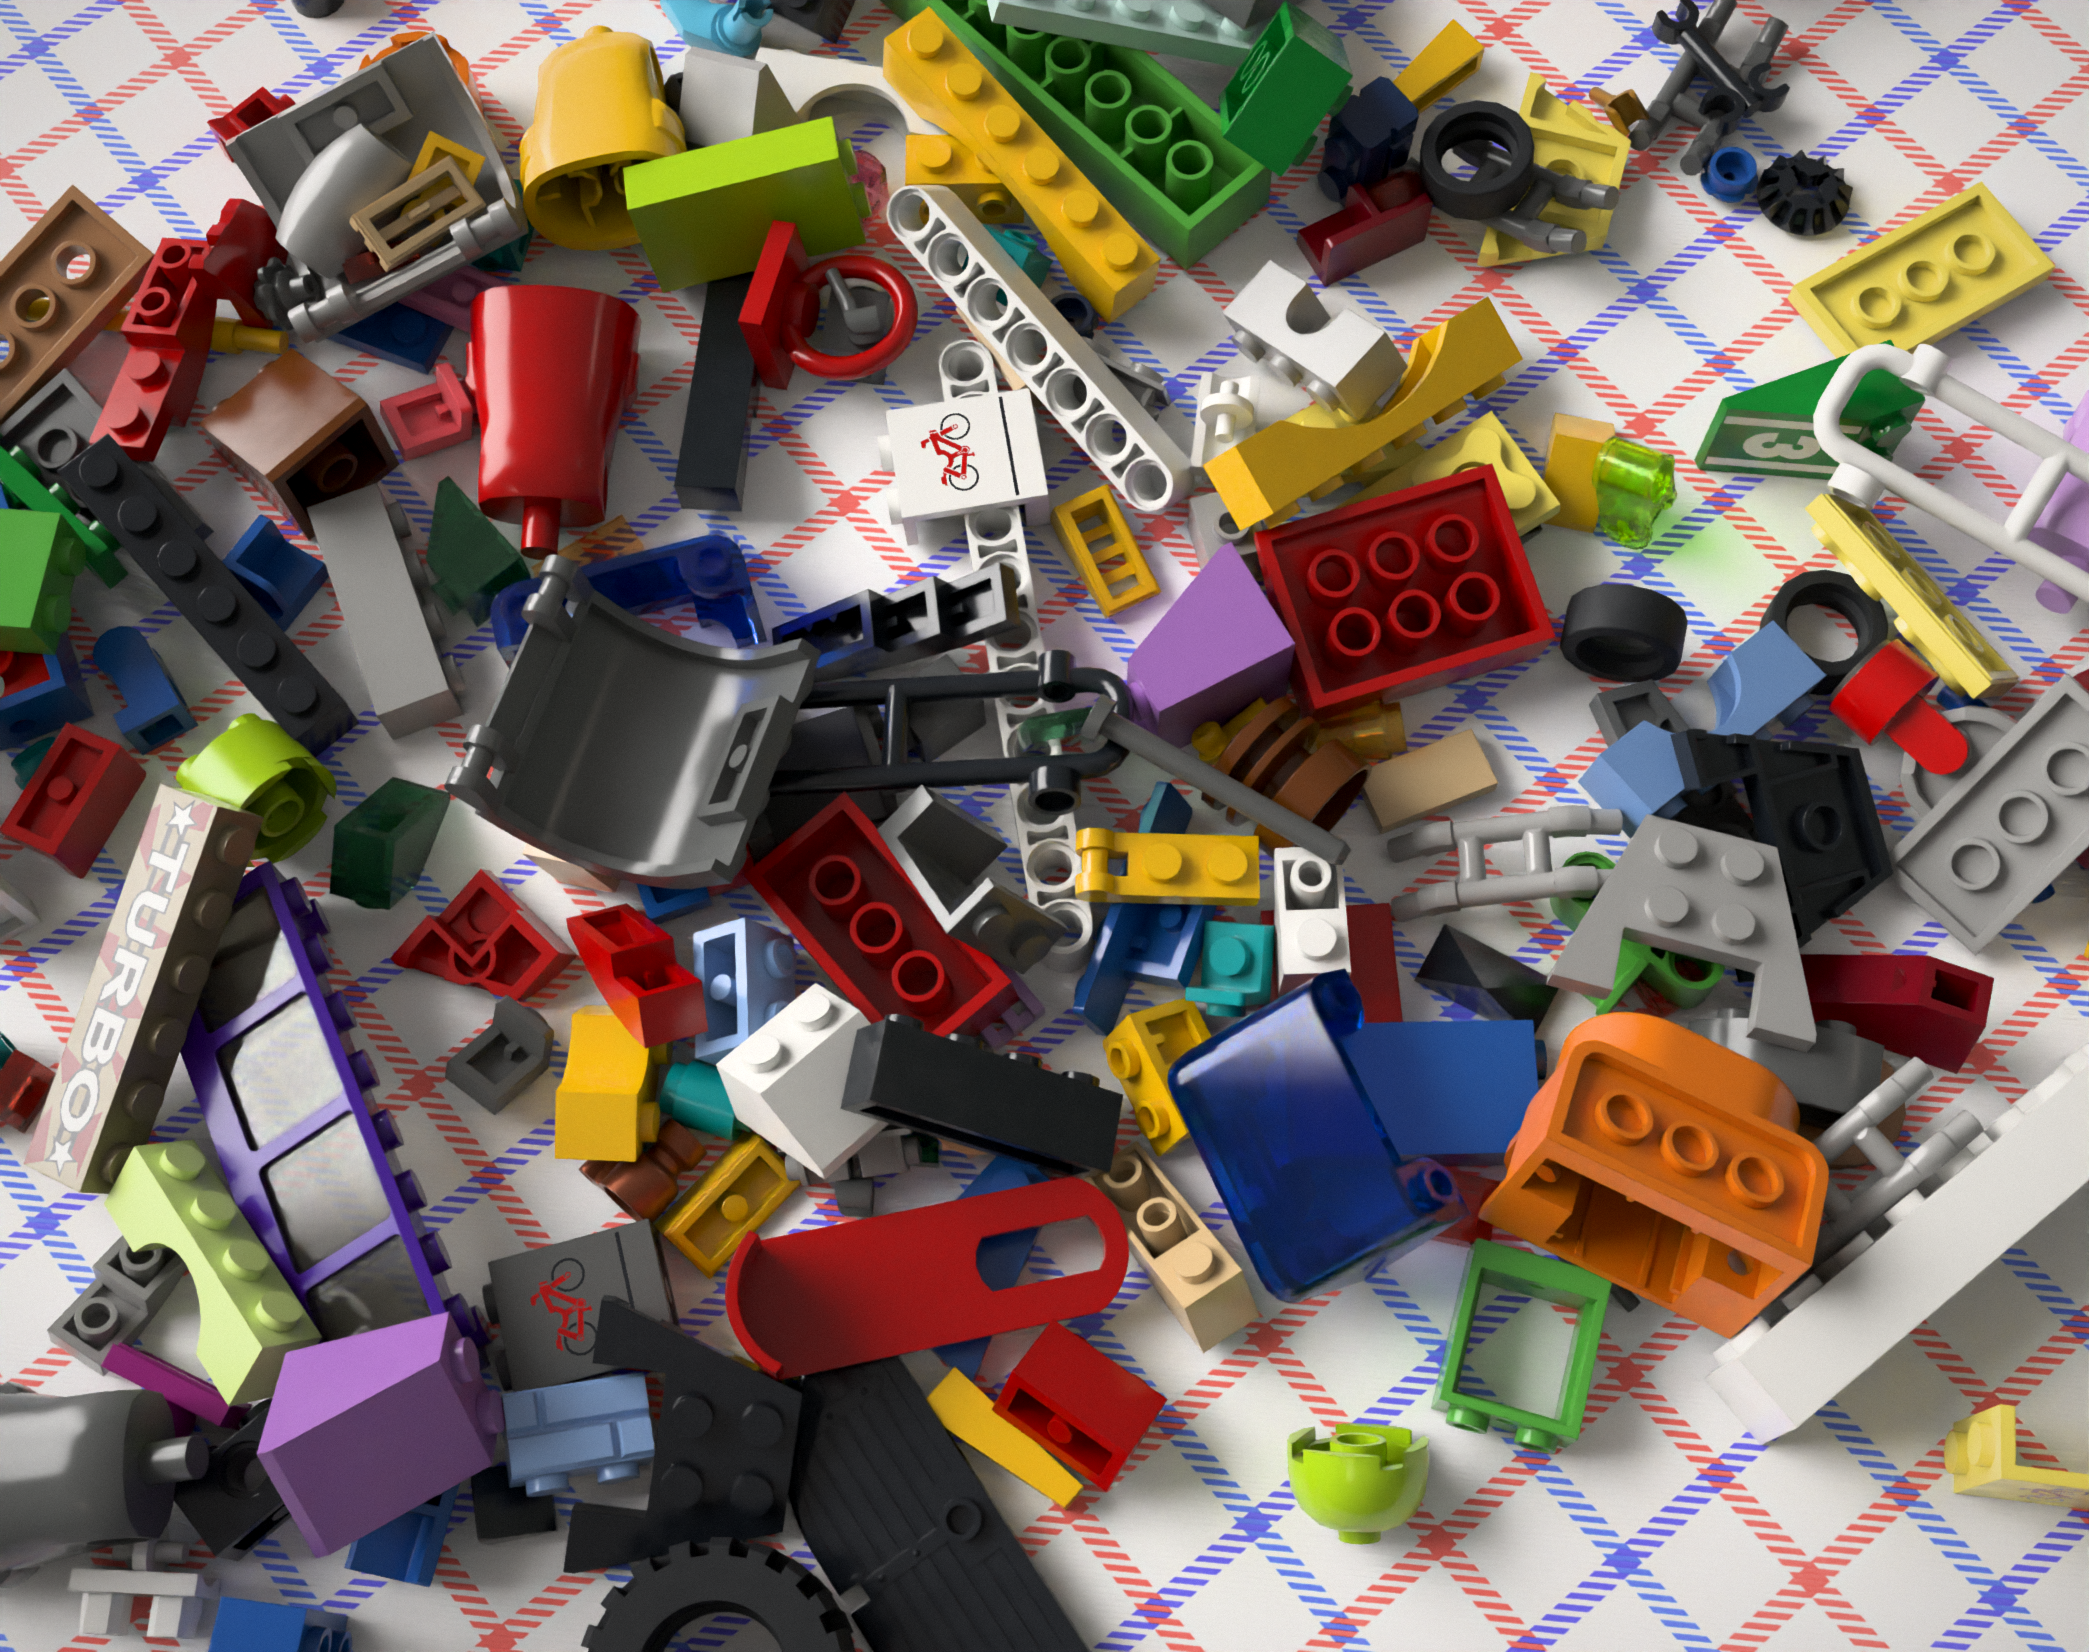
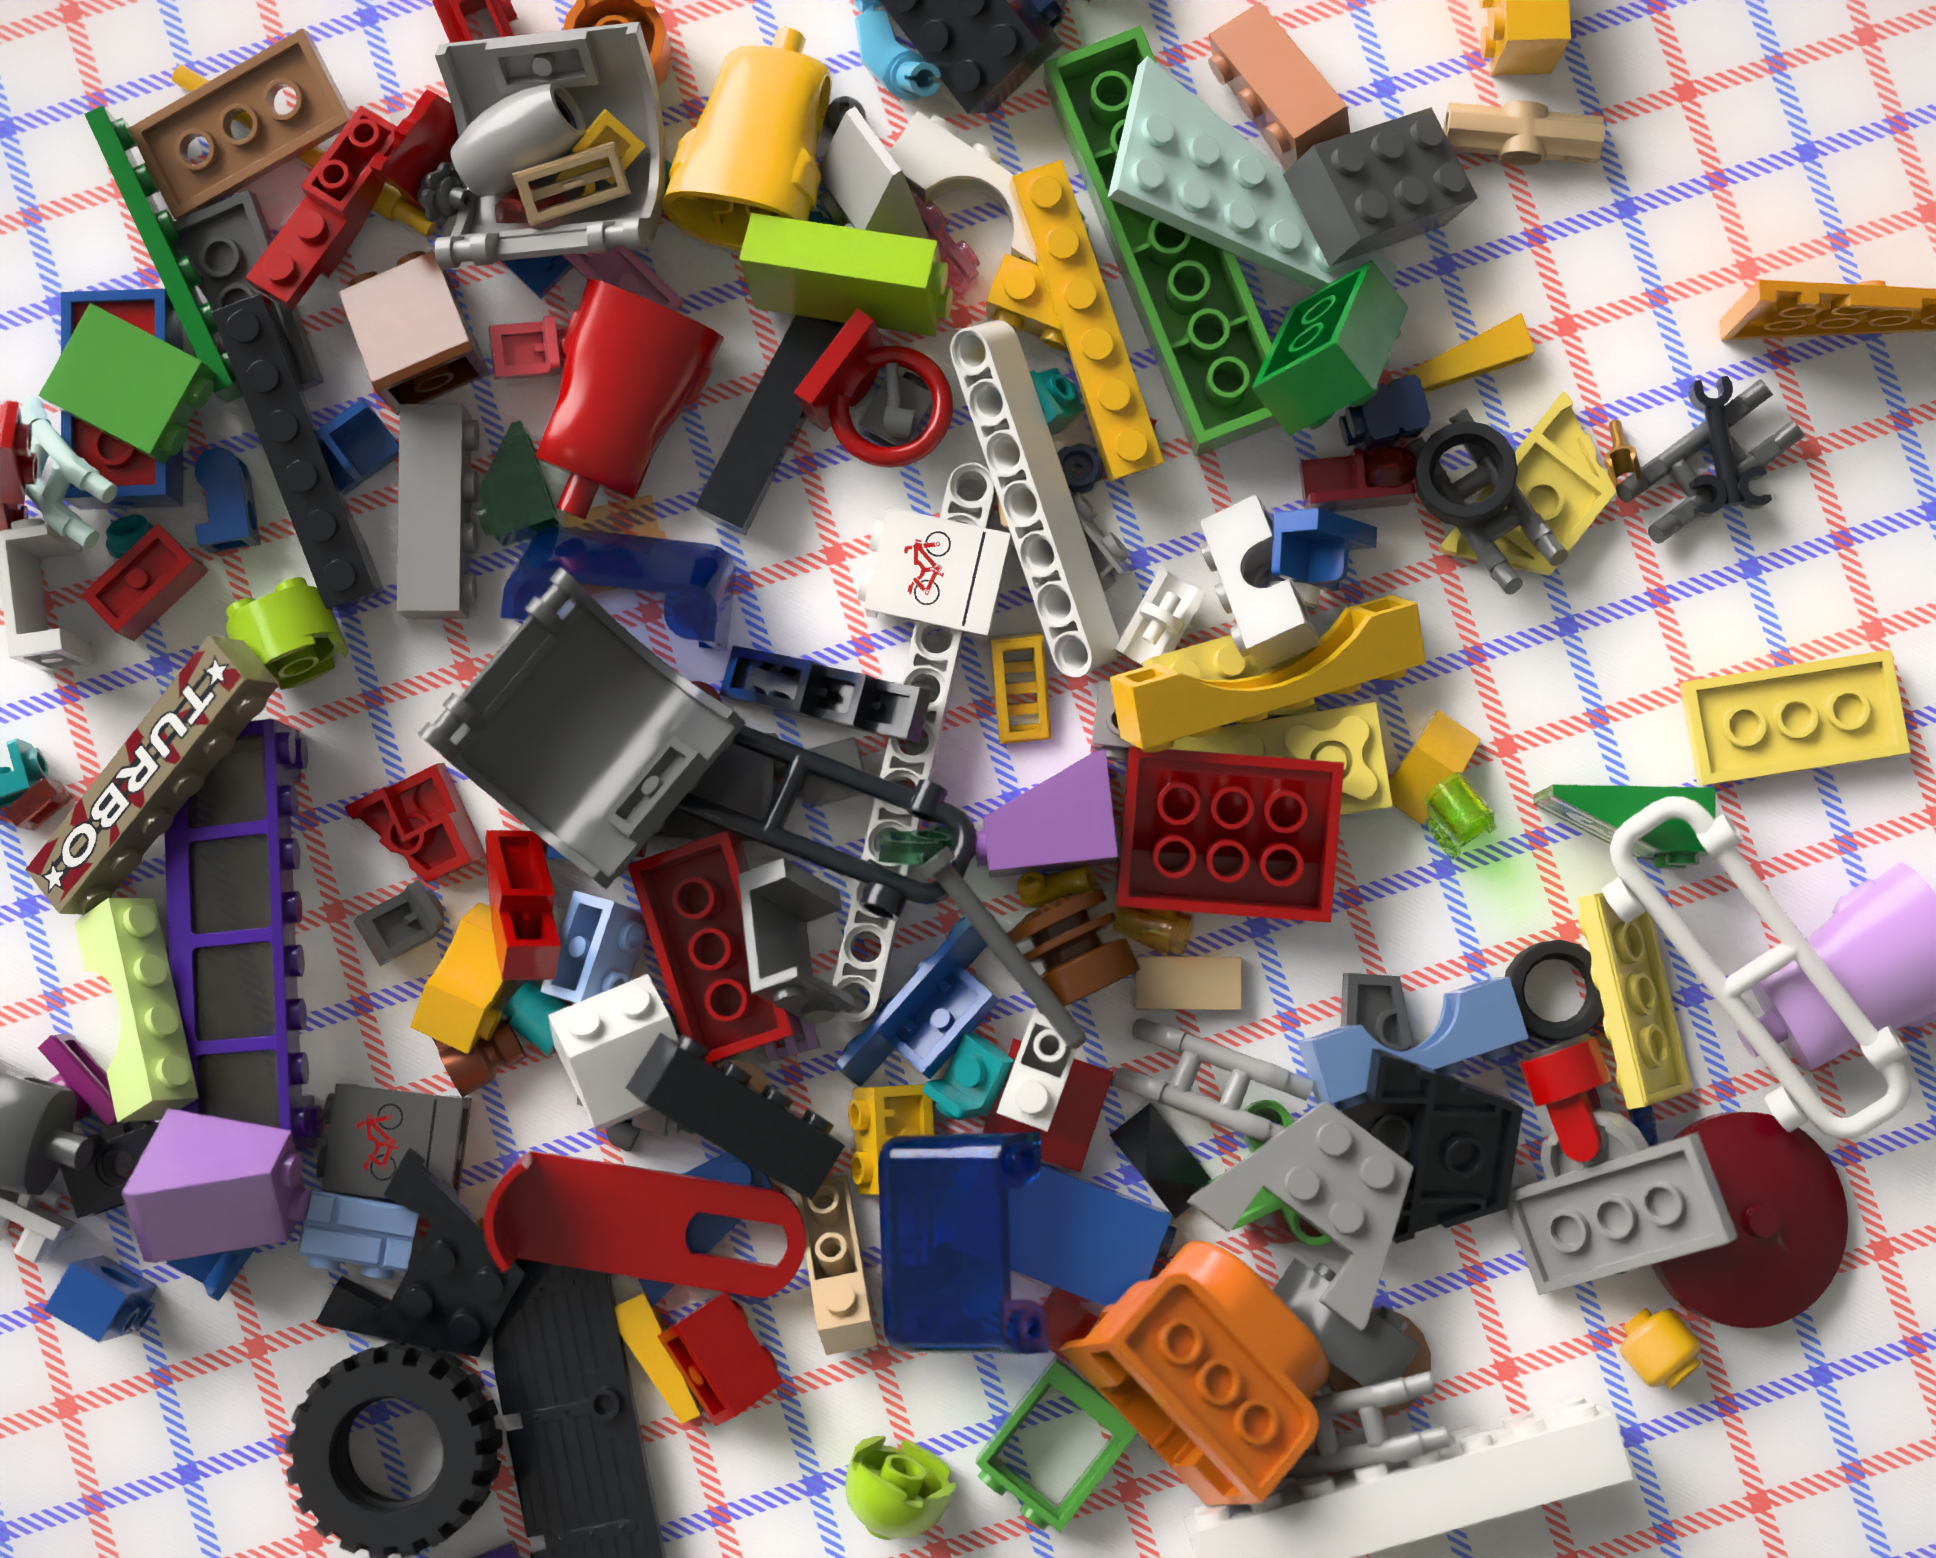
camera: 25 degrees right, 15 degrees up
(118, 1302) = (59, 997): light grey slope -> none
(386, 843) = (373, 712): clear green slope -> none
(507, 1512) = (289, 1267): black slope -> none
(727, 1203) = (524, 1100): yellow slope -> none
(1168, 868) = (951, 987): yellow plate -> none
(1356, 275) = (1315, 546): none -> blue panel
(1623, 633) = (1391, 935): black tyre -> none
(1733, 164) = (1697, 545): blue plate -> none
(1802, 213) = (1729, 613): black gear -> none
(1903, 1002) = (1451, 1308): dark red slope -> none

